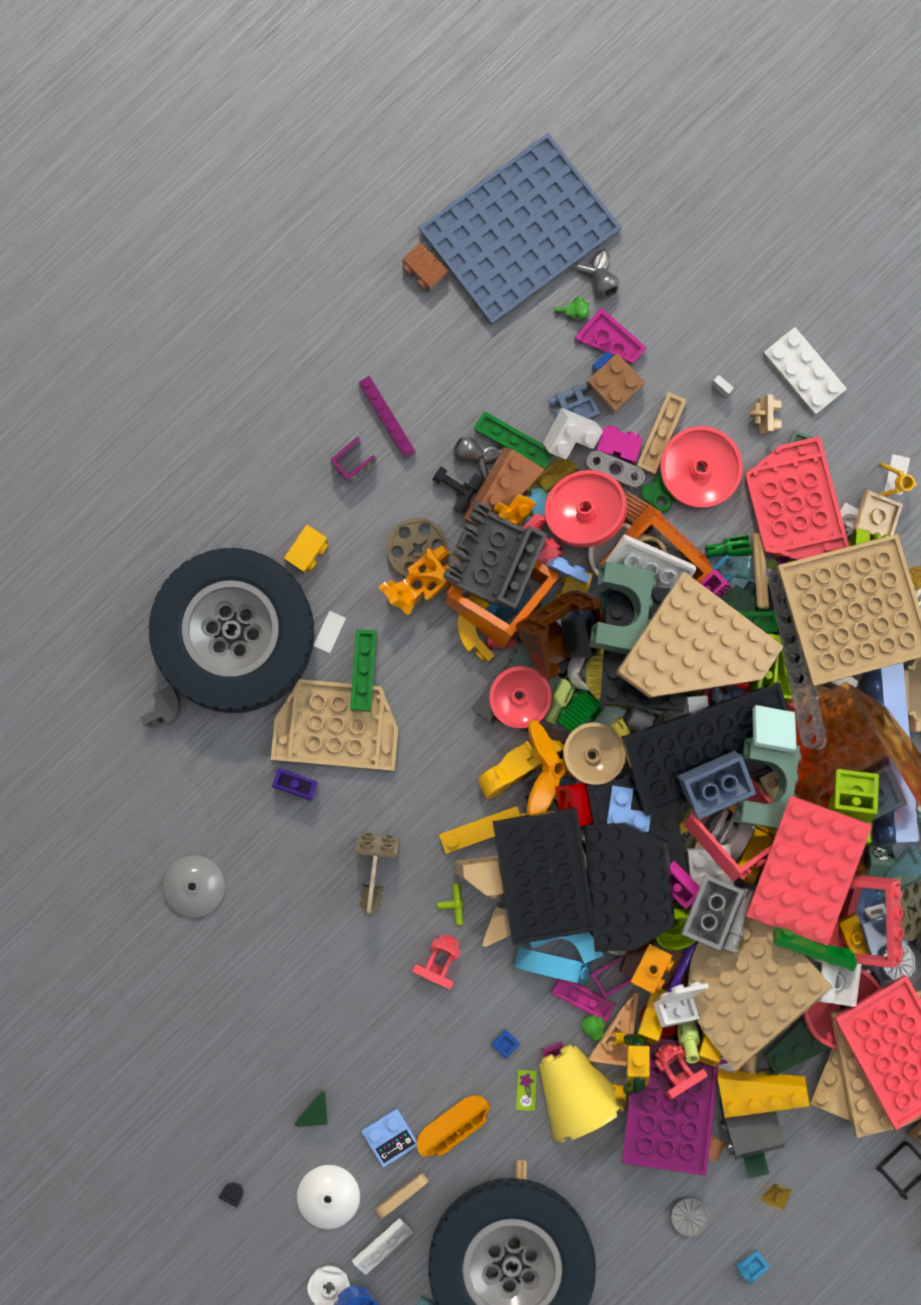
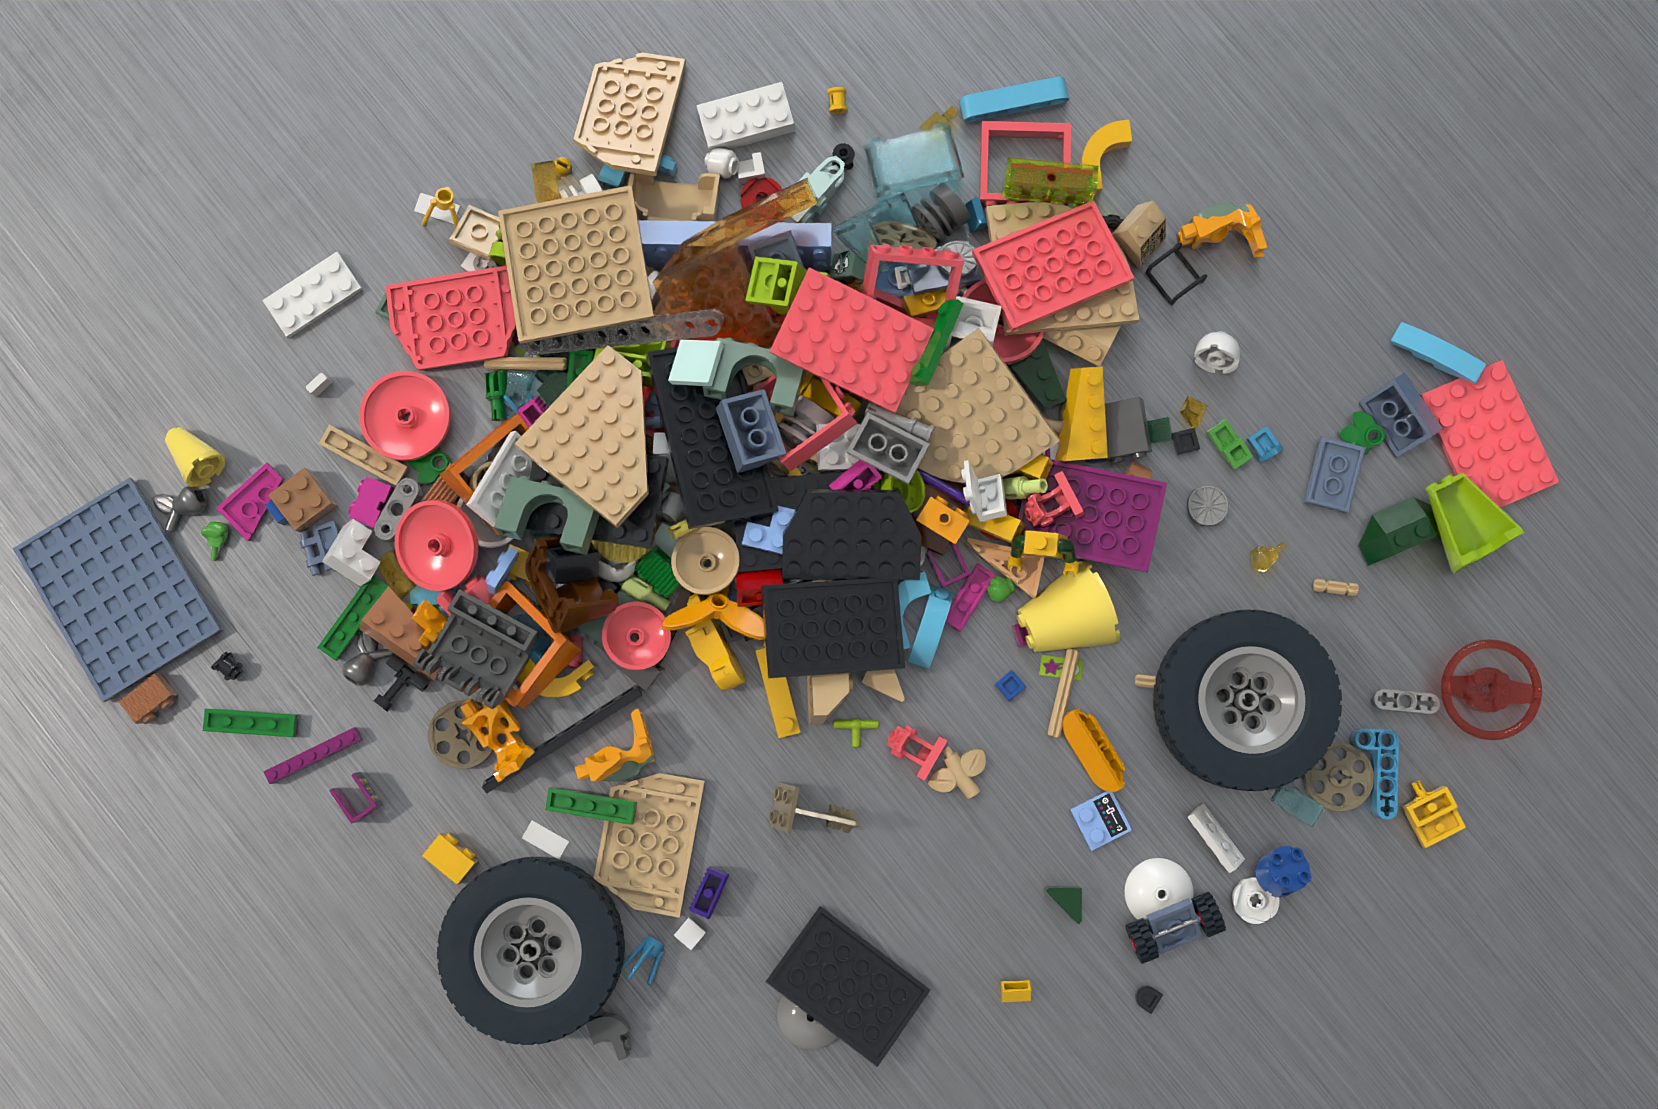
camera: 75 degrees left, 0 degrees up
(221, 917) = (848, 986): none -> black plate
(229, 1071) = (1015, 991): none -> yellow piece
(240, 735) = (648, 948): none -> dark azure plant
(256, 770) = (690, 933): none -> white tile
(299, 1214) = (1175, 926): none -> plate
(401, 1195) = (1163, 812): tan beam -> none
(402, 691) = (617, 765): none -> light orange hips
(411, 359) = (250, 722): none -> green plate
(422, 1003) = (959, 772): none -> tan plant
(427, 645) = (570, 733): none -> black tile
(459, 333) = (228, 666): none -> black brick
(503, 1093) = (1063, 693): none -> tan axle
(645, 282) = (194, 457): none -> light yellow cone
(646, 1273) = (1264, 557): none -> clear yellow piece
(748, 1191) = (1185, 441): none -> black tile
(749, 1233) = (1229, 444): none -> bright green slope
(764, 414) = (354, 342): tan hips -> none
(835, 1215) = (1217, 352): none -> white cylinder

